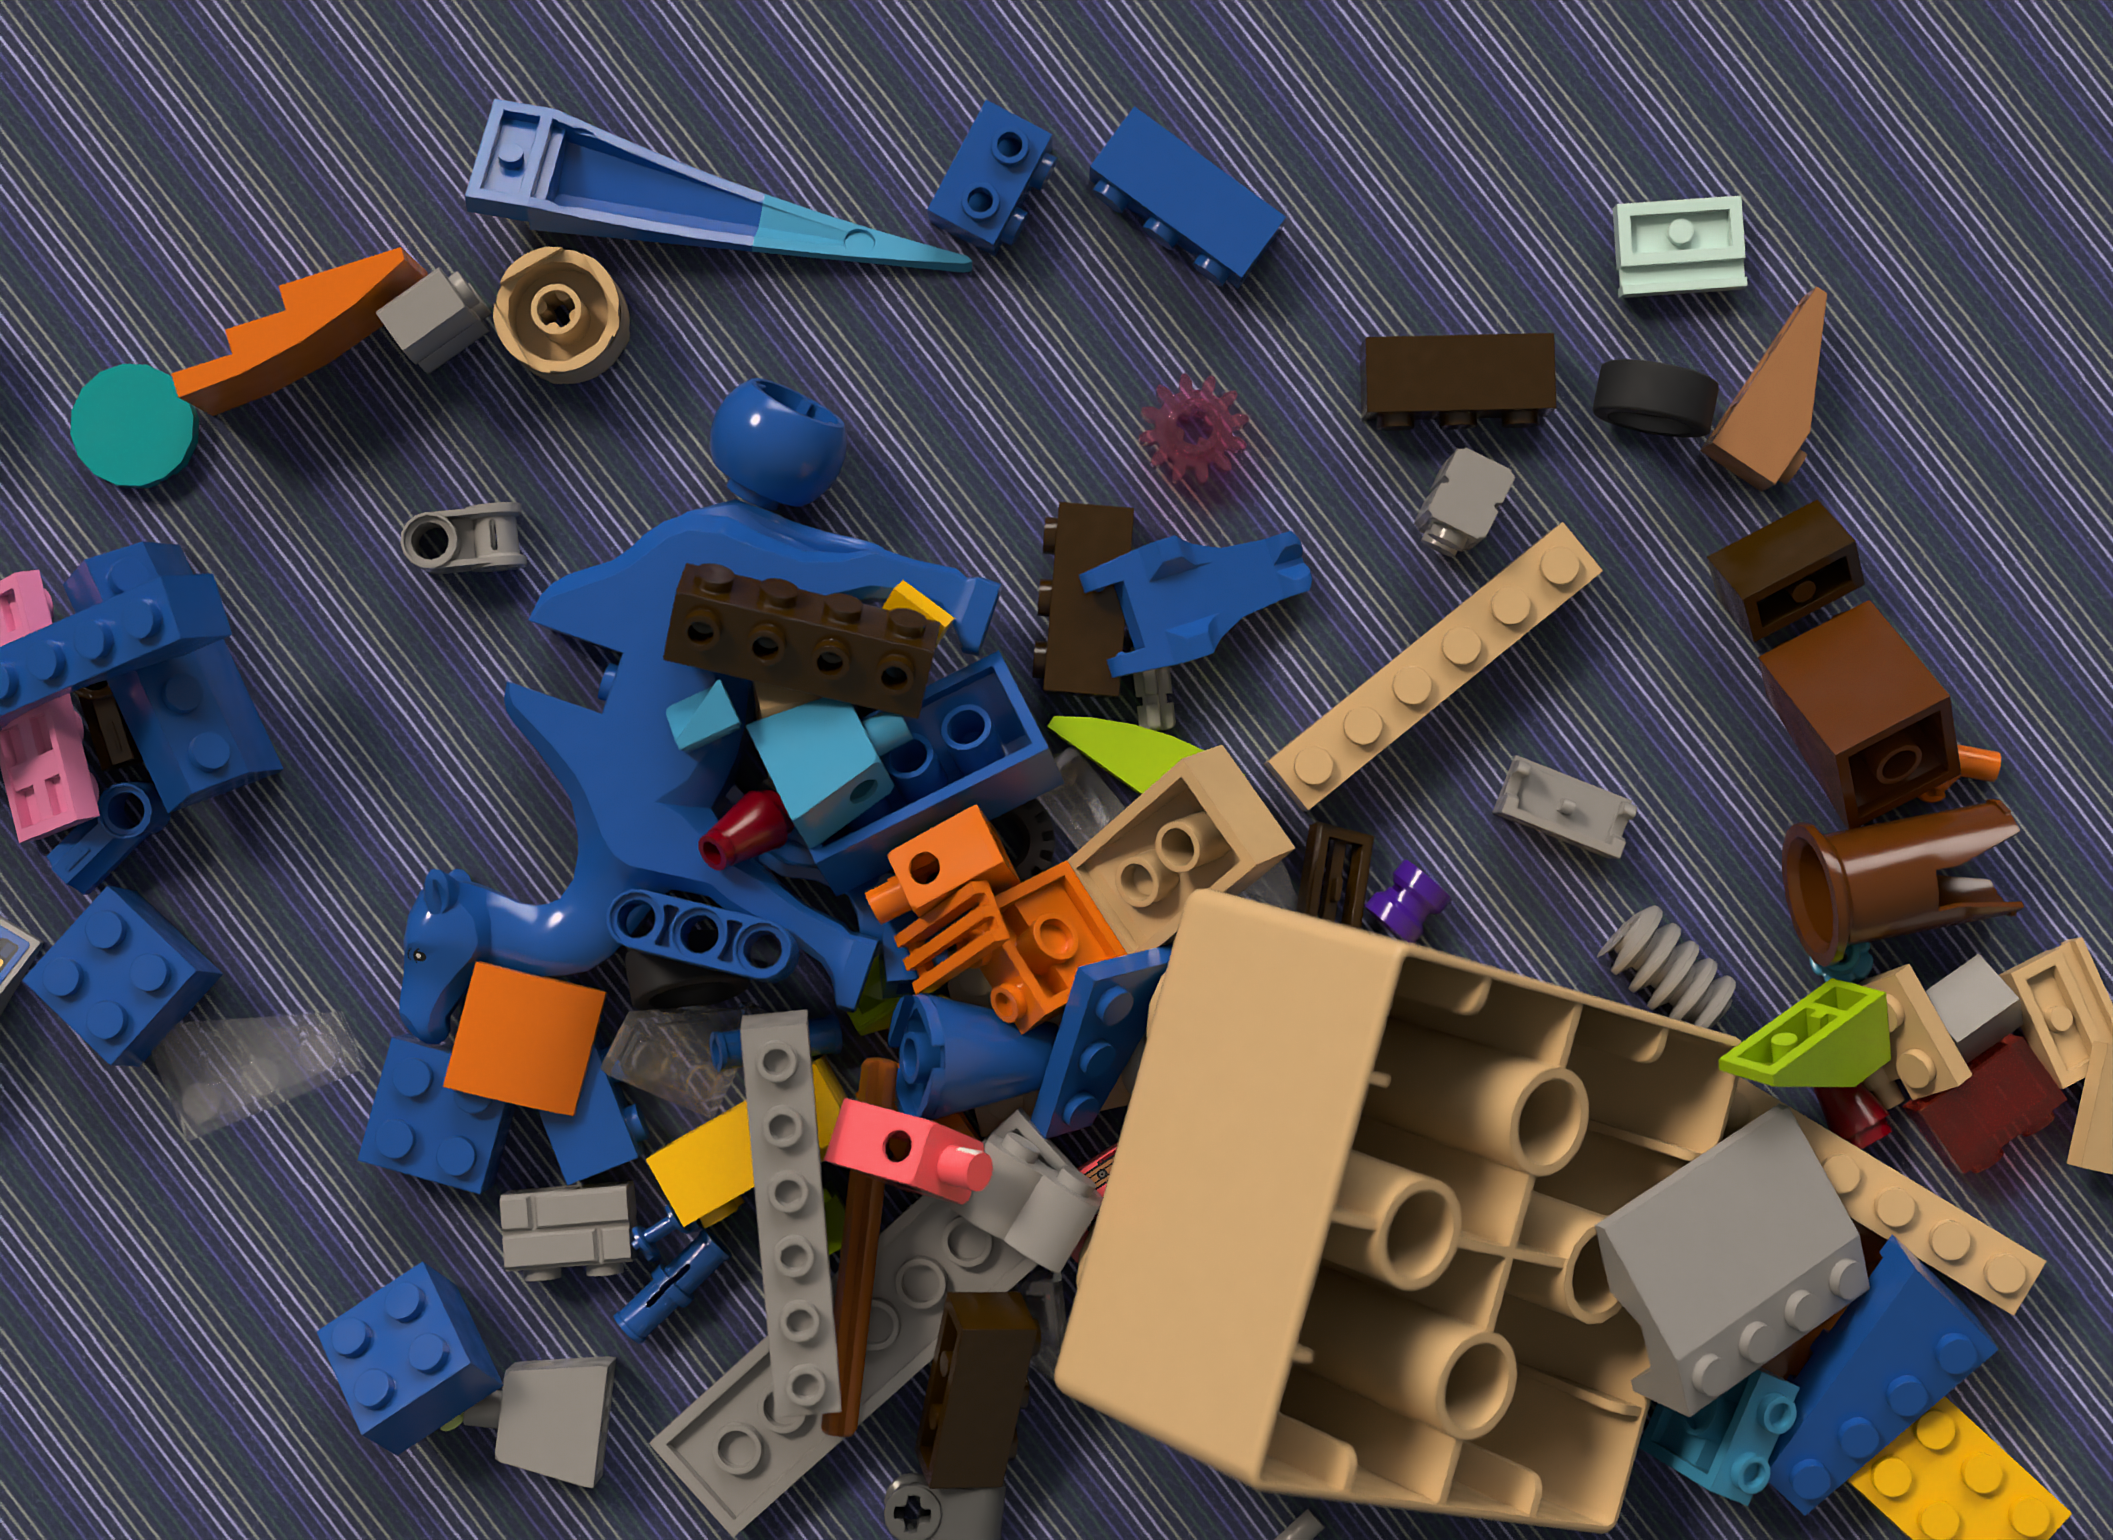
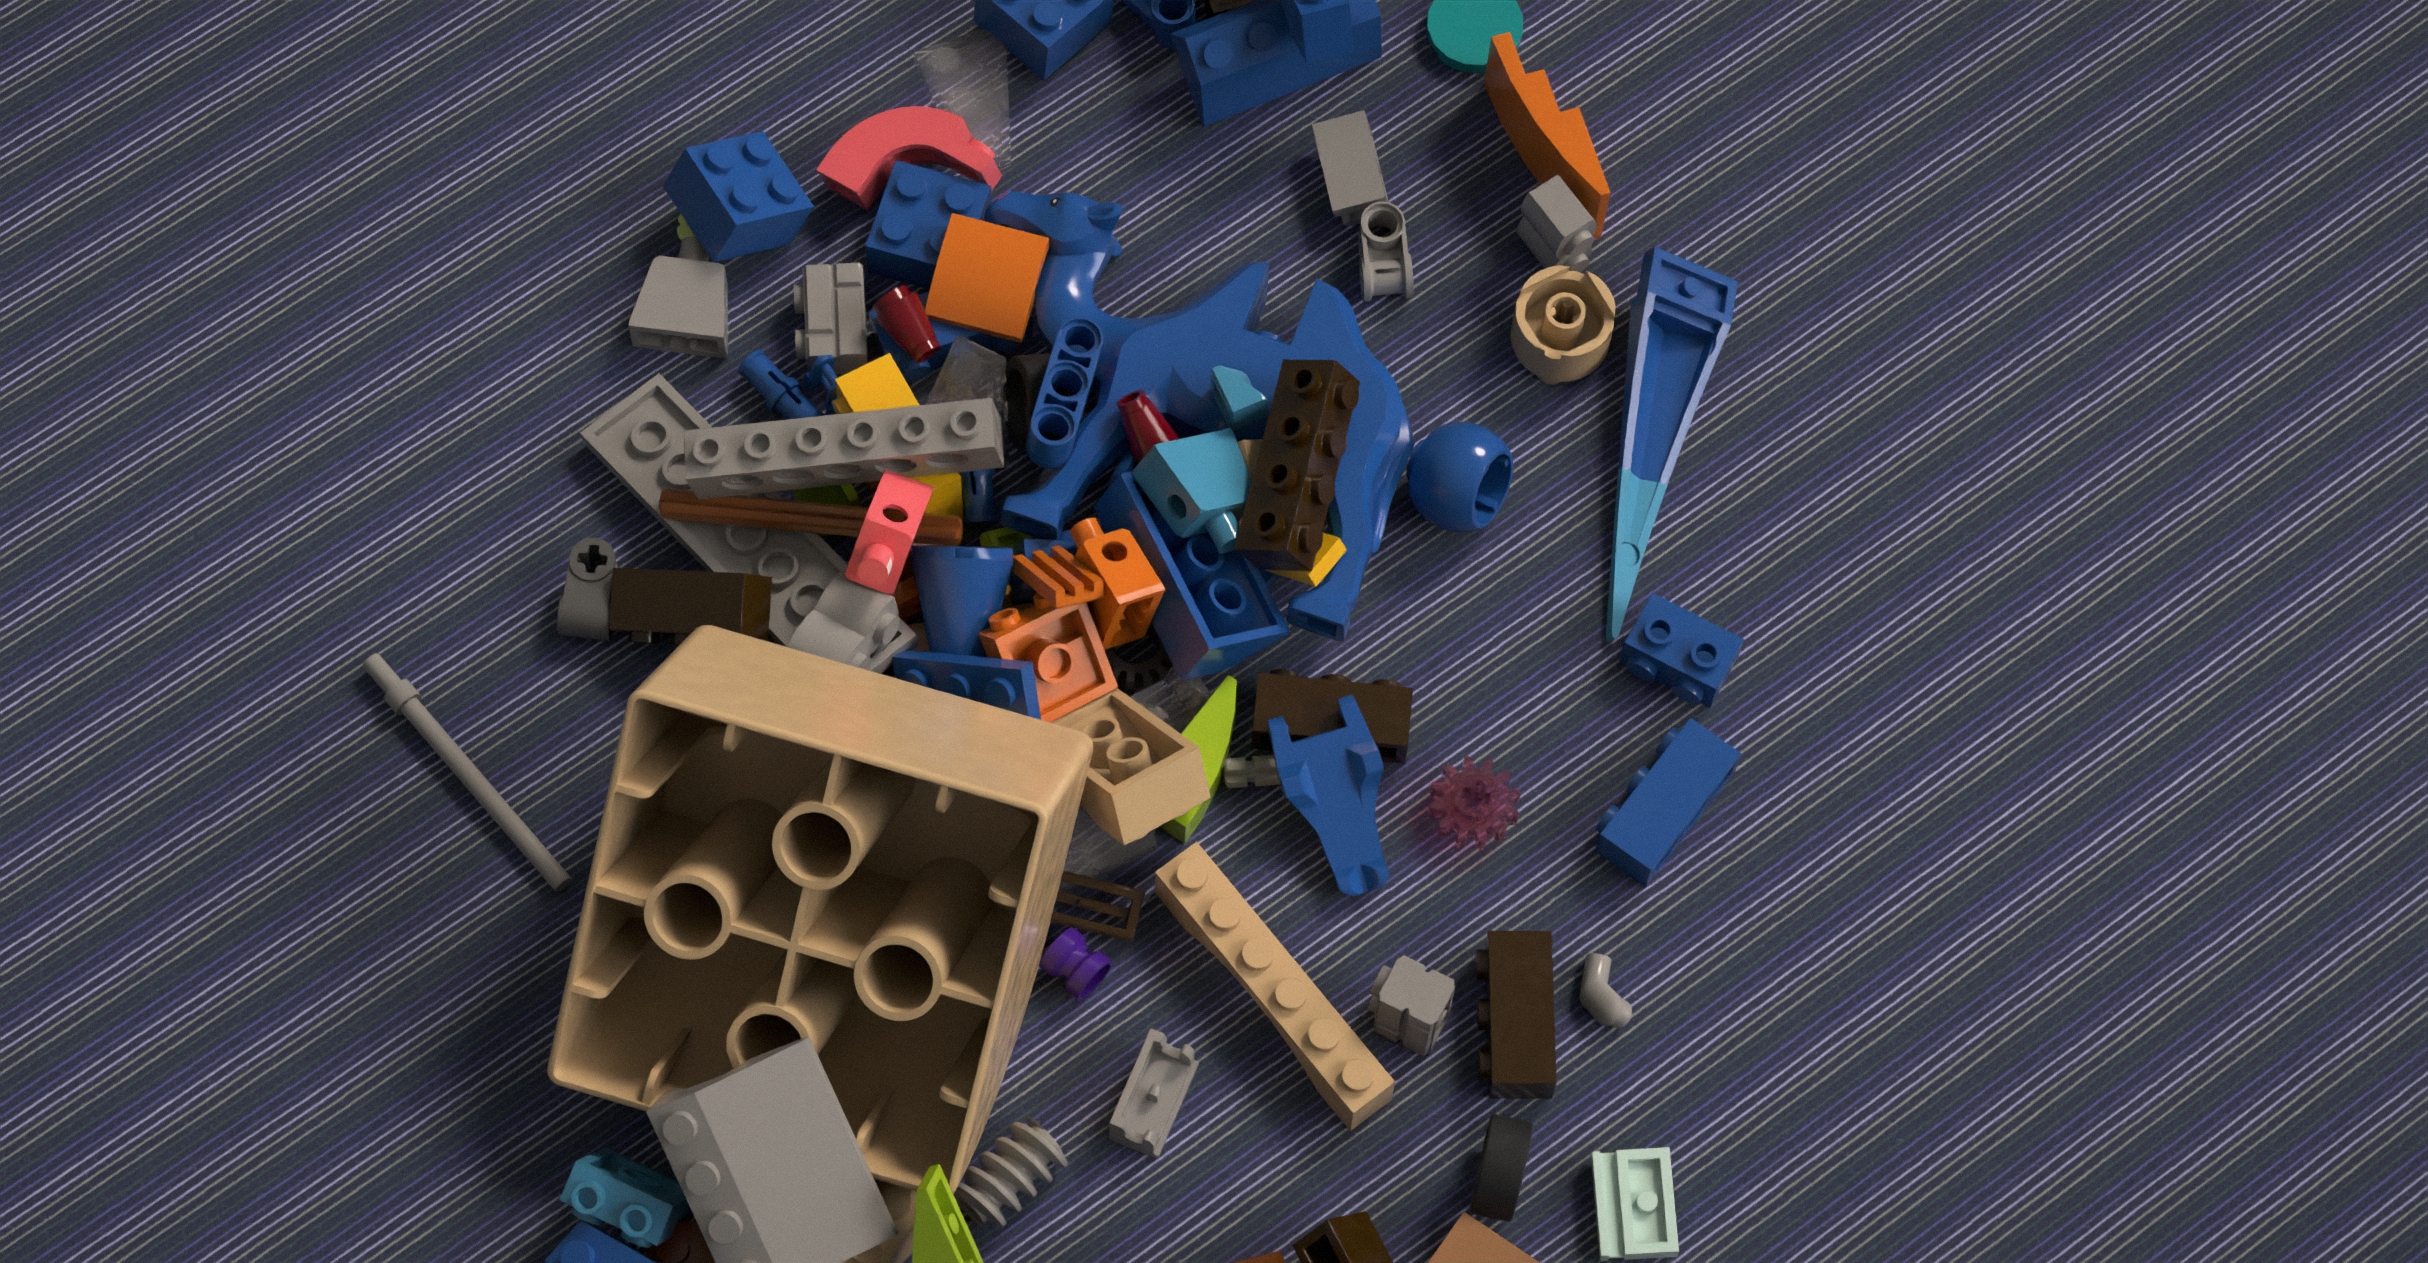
camera: 85 degrees right, 20 degrees down
(336, 1190) = (865, 155): none -> coral arch
(344, 581) = (1350, 165): none -> light grey hinge
(592, 1136) = (907, 323): none -> dark red cone
(1427, 285) = (1599, 997): none -> light grey arm

